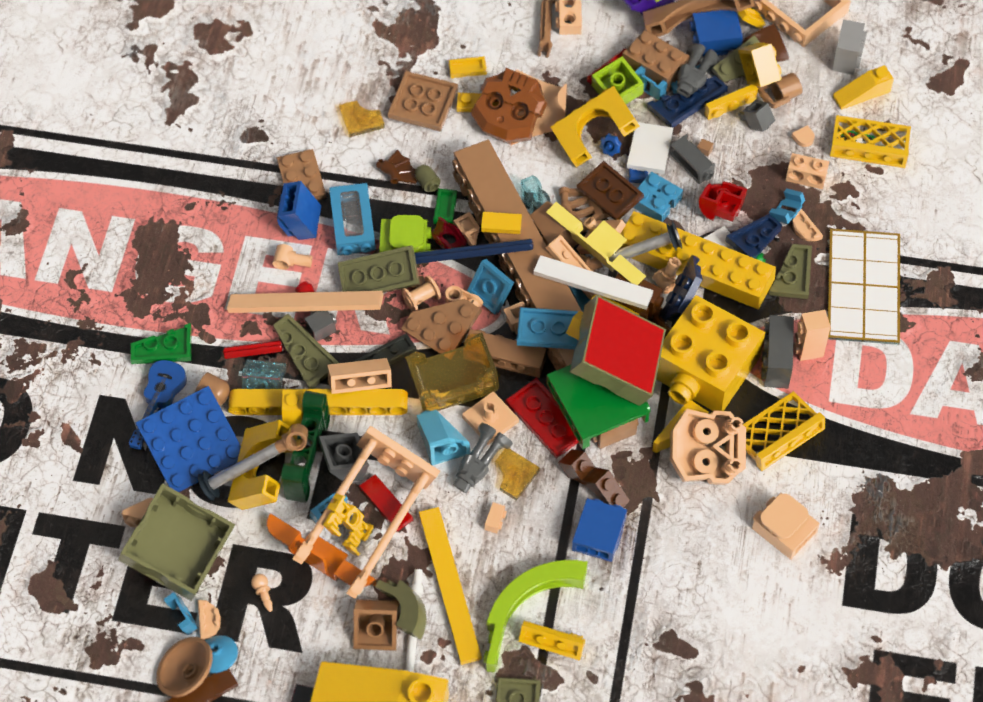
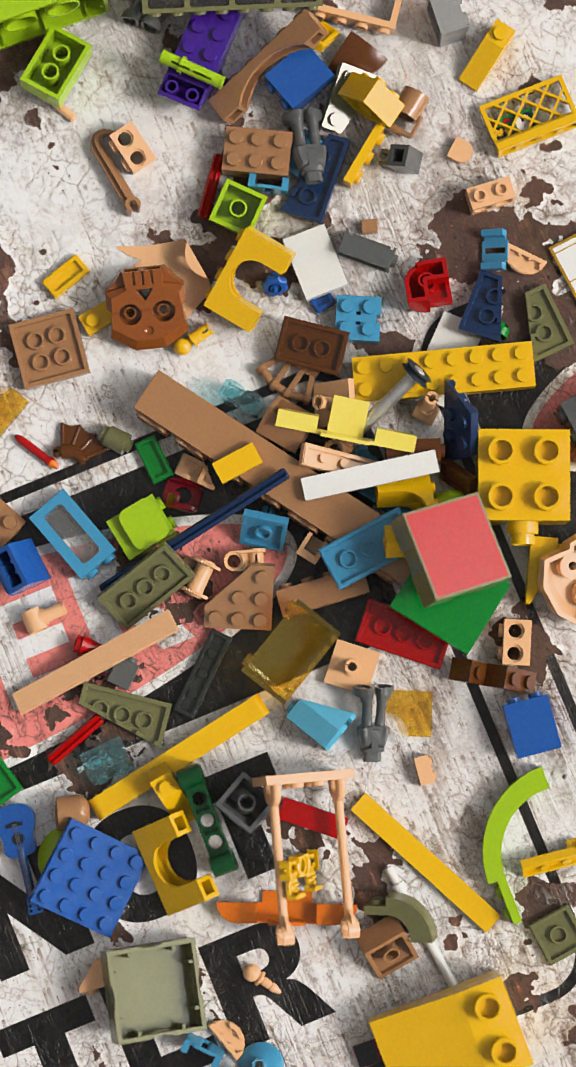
camera: 25 degrees left, 25 degrees up
(210, 484) = (199, 831): piece -> none
(315, 512) = (255, 873): dark azure piece -> none
(359, 375) = (204, 710): light nougat brick -> none
(366, 157) = (48, 460): none -> red piece
(517, 148) = (183, 345): none -> yellow pin
(631, 470) = (522, 643): none -> light nougat brick

